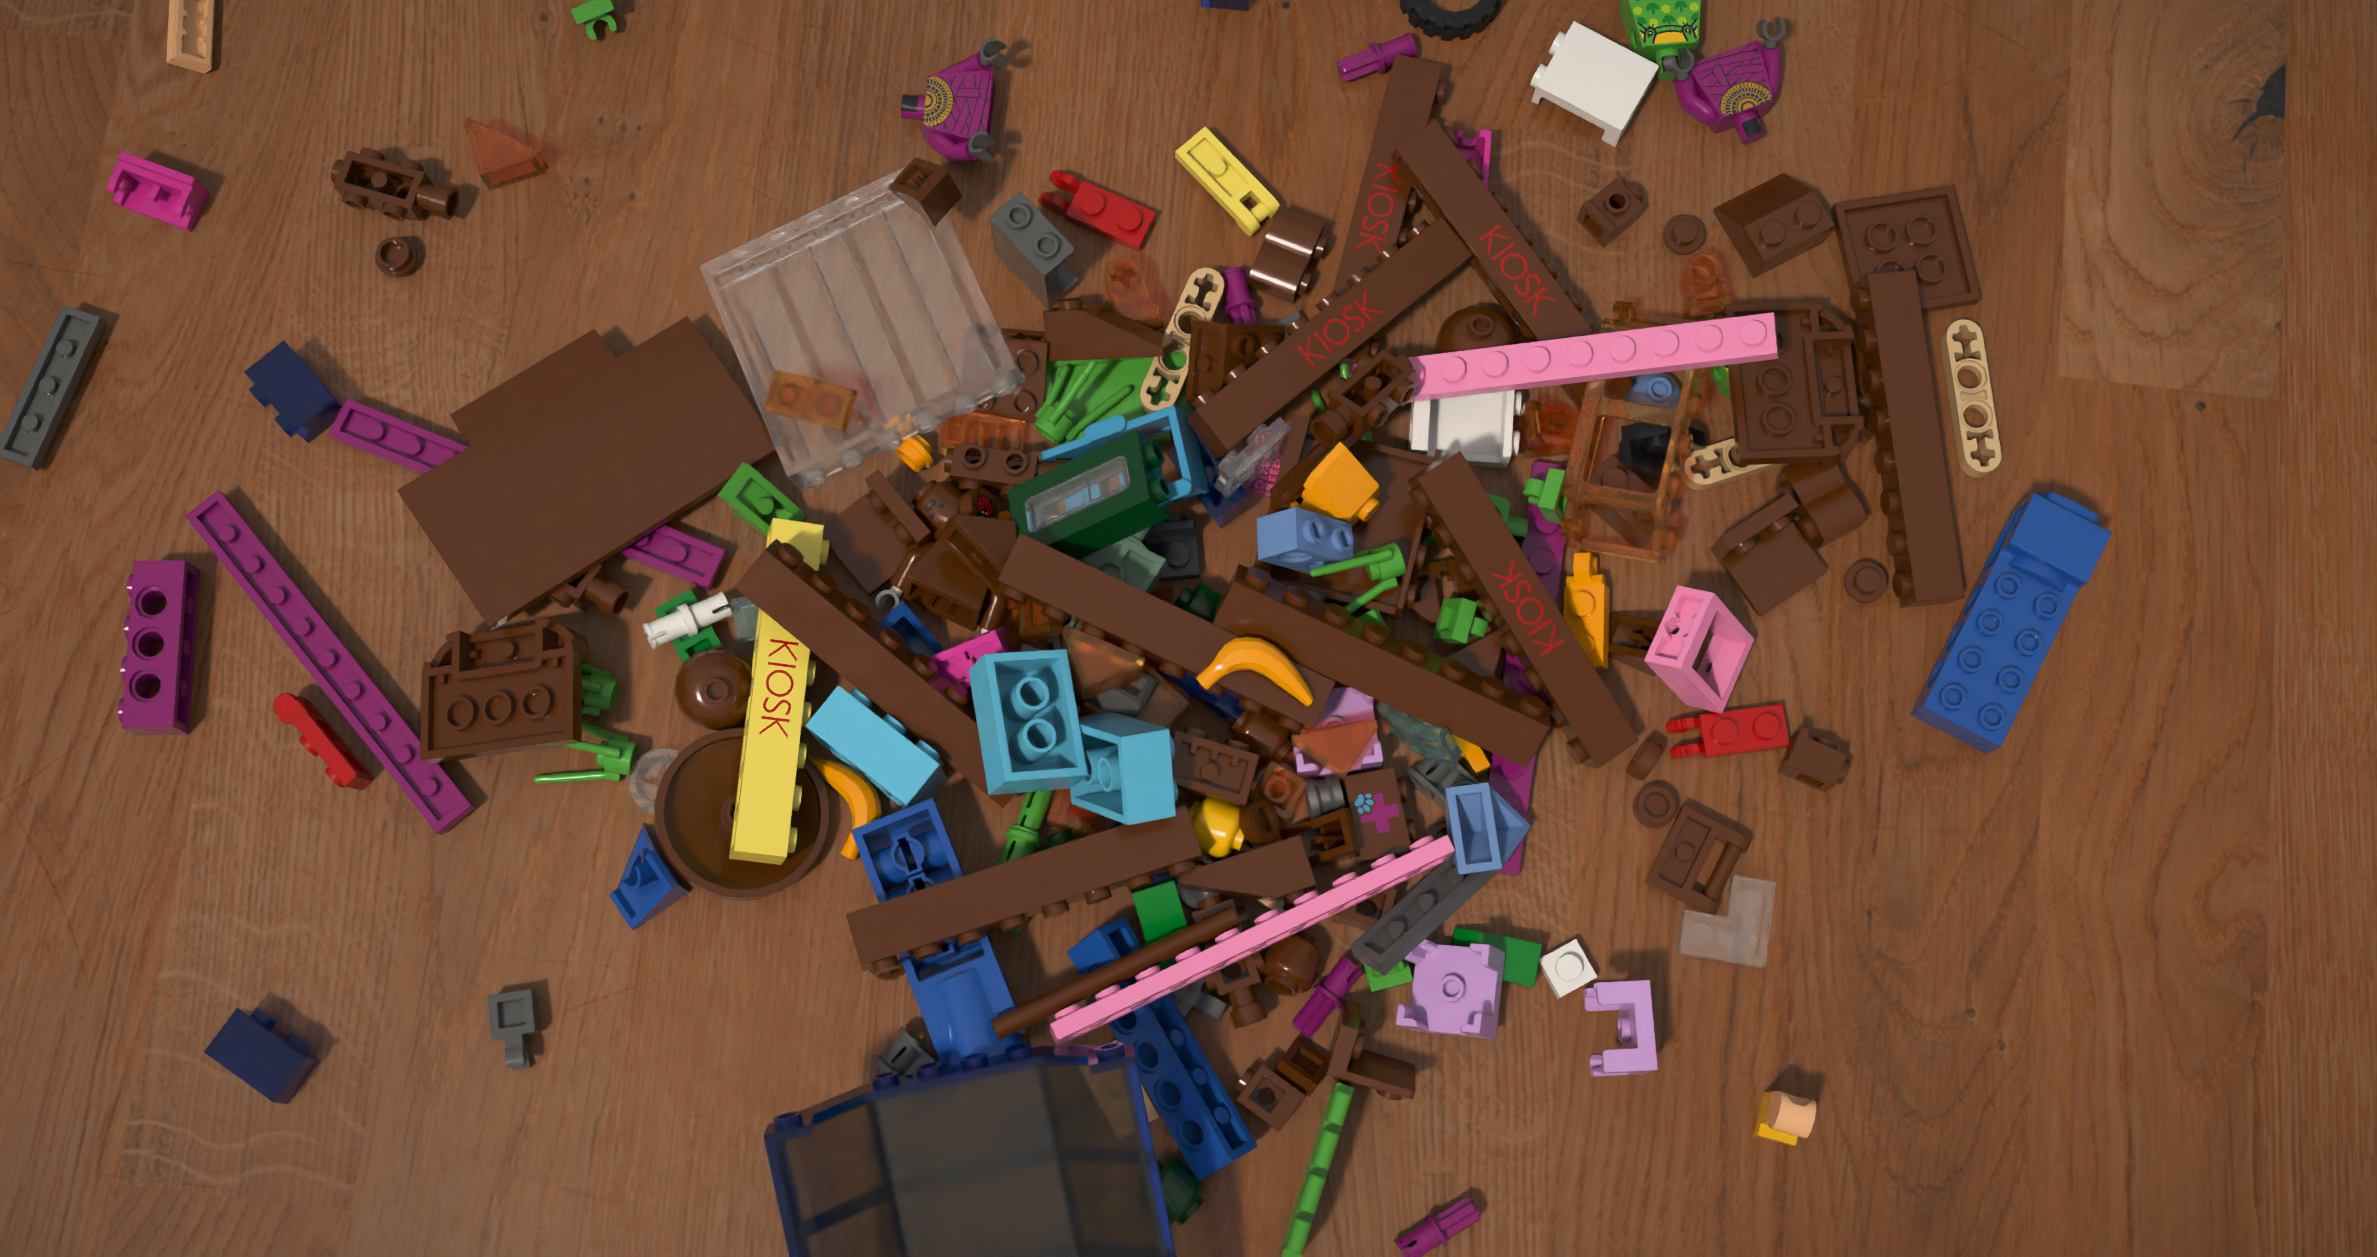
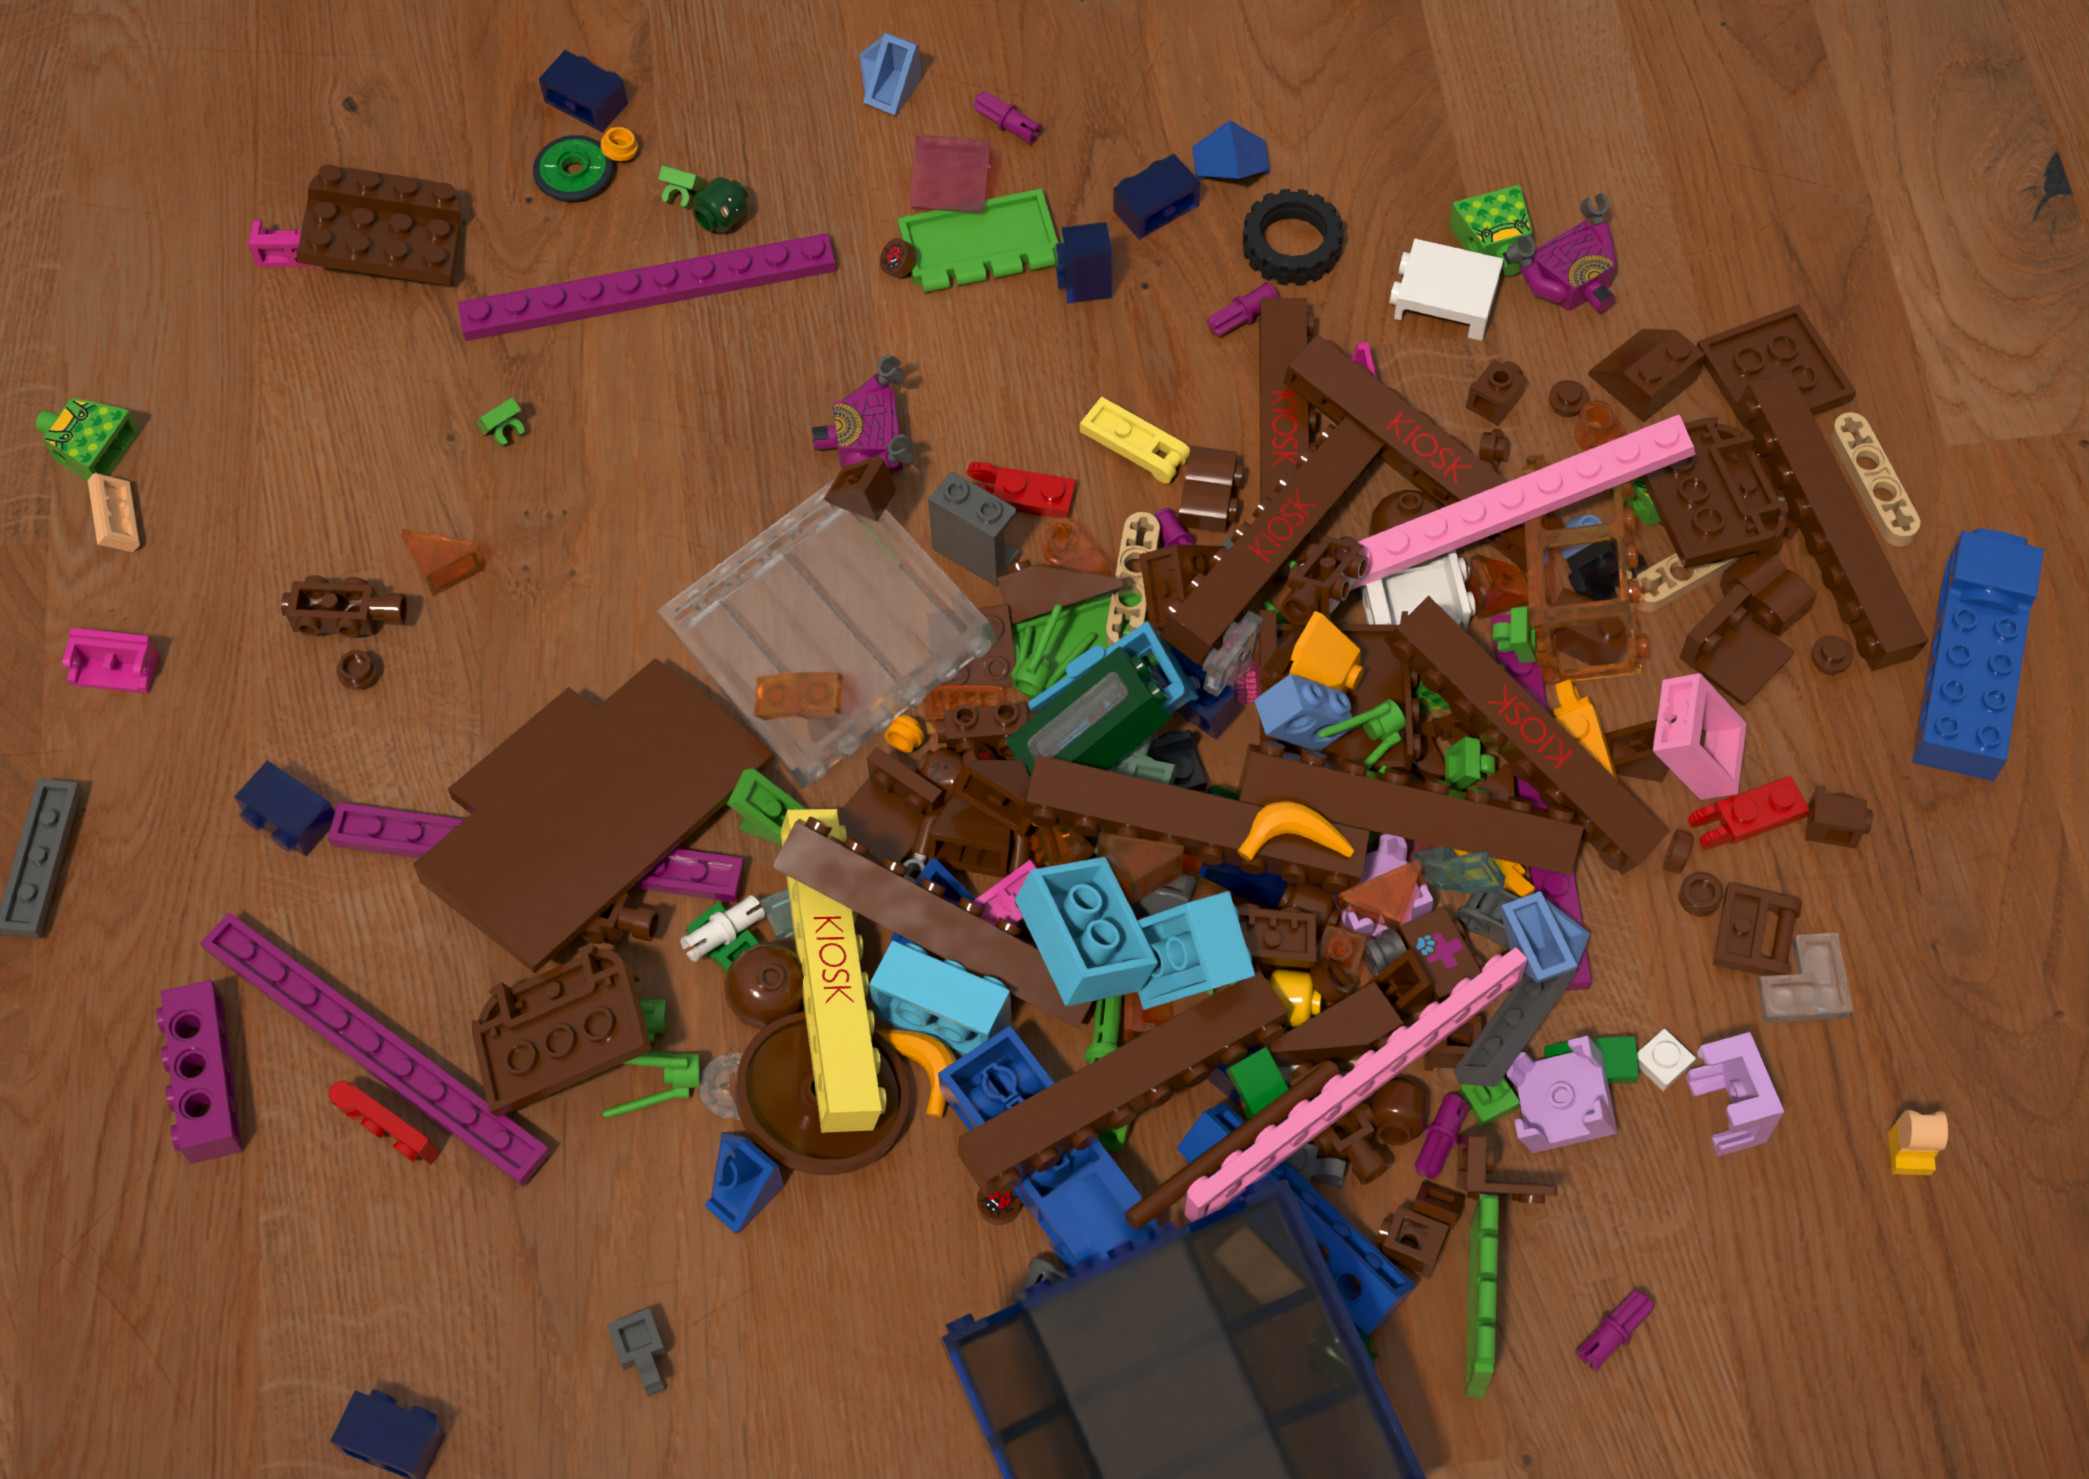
camera: 10 degrees left, 15 degrees down
(1589, 275) = (1494, 447): none -> reddish brown plate

